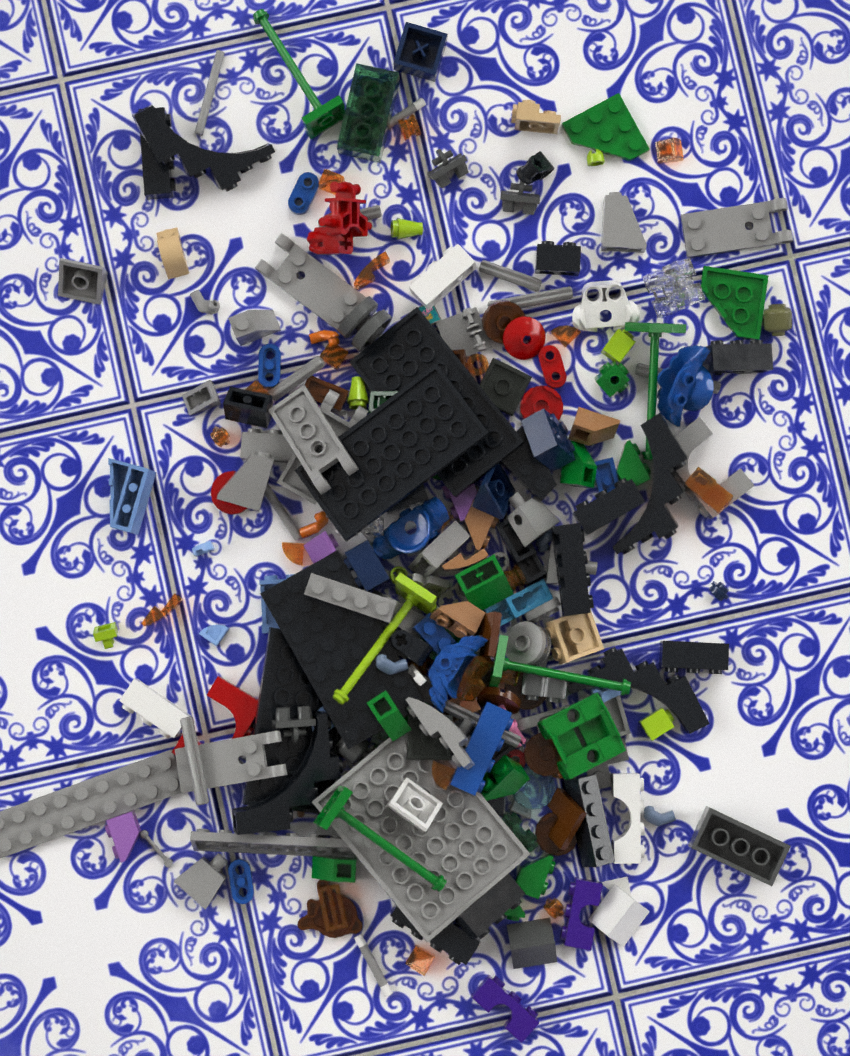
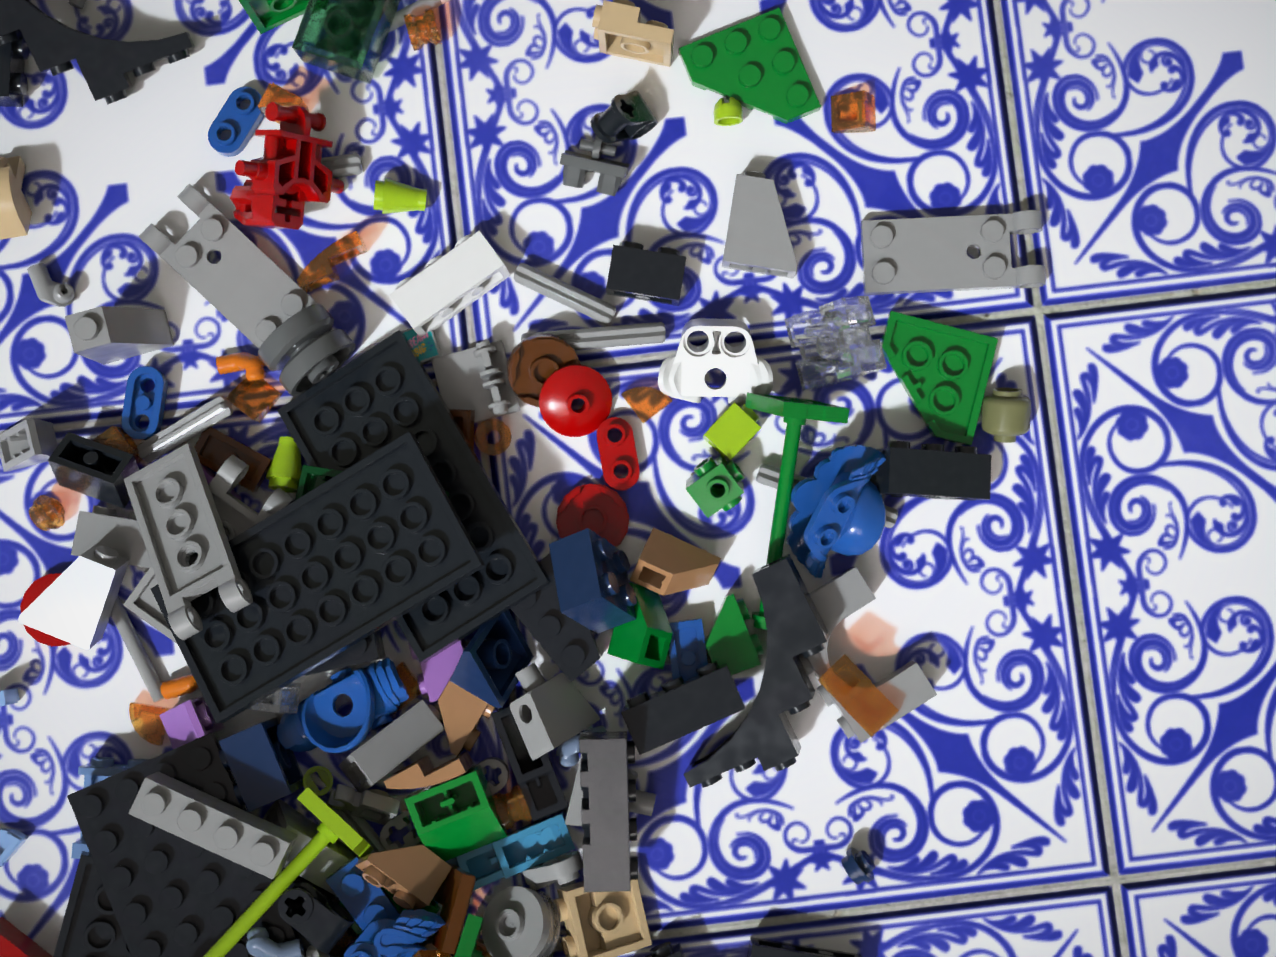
camera: 15 degrees right, 0 degrees up
(456, 163) = (495, 97): dark grey hips -> none
(504, 385) = (533, 478): pearl dark grey tile -> none

